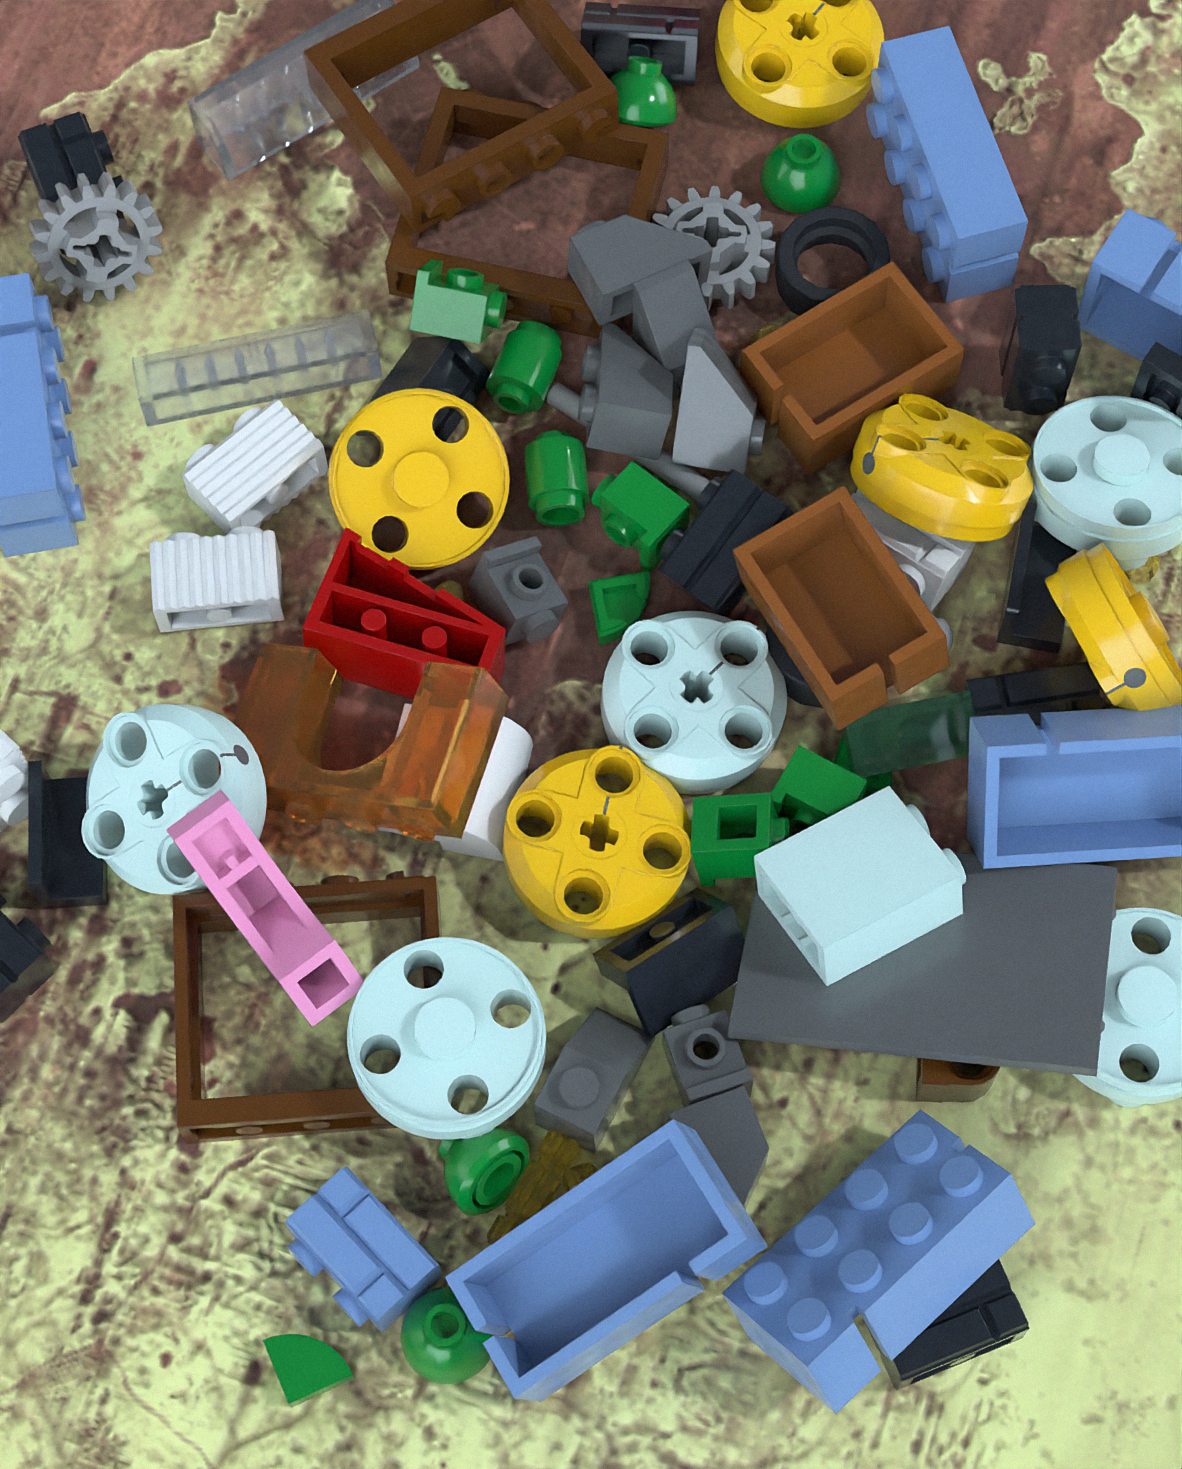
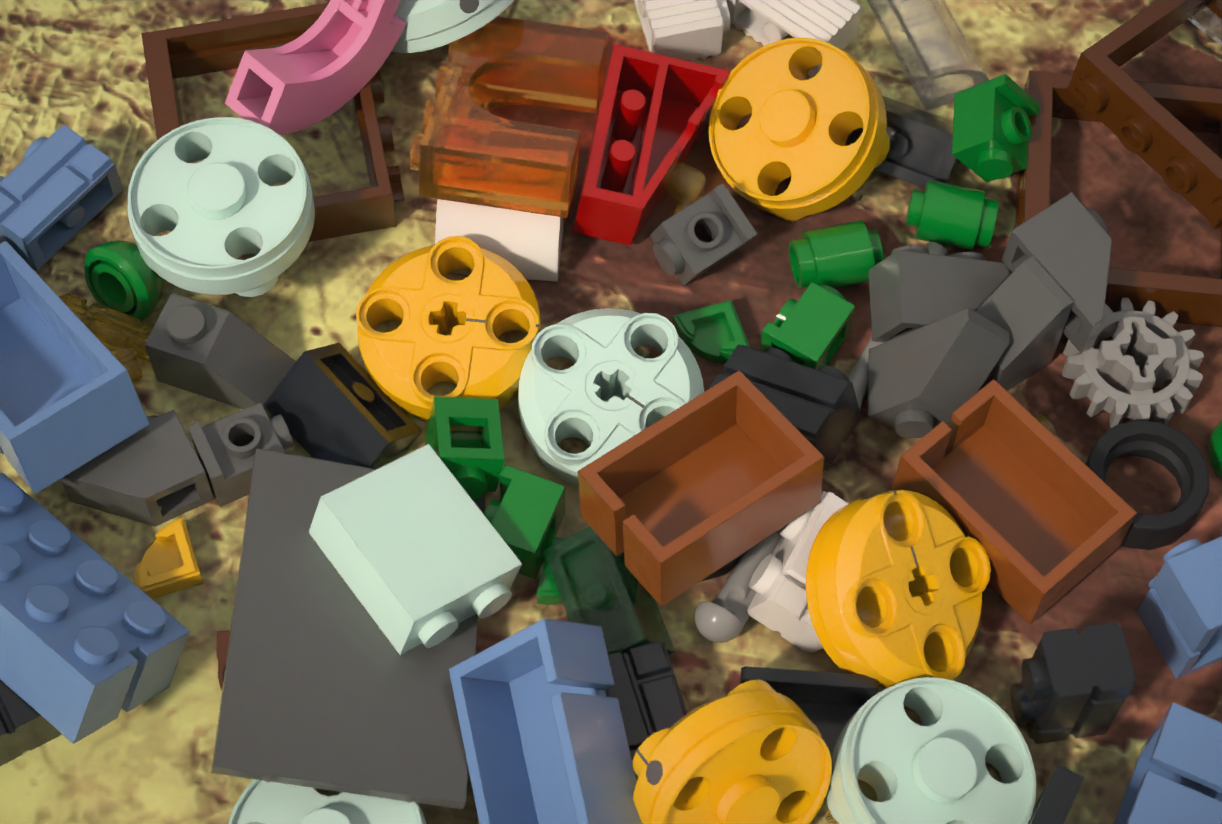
camera: 80 degrees right, 5 degrees down
(813, 1148) = (168, 562): none -> yellow tile

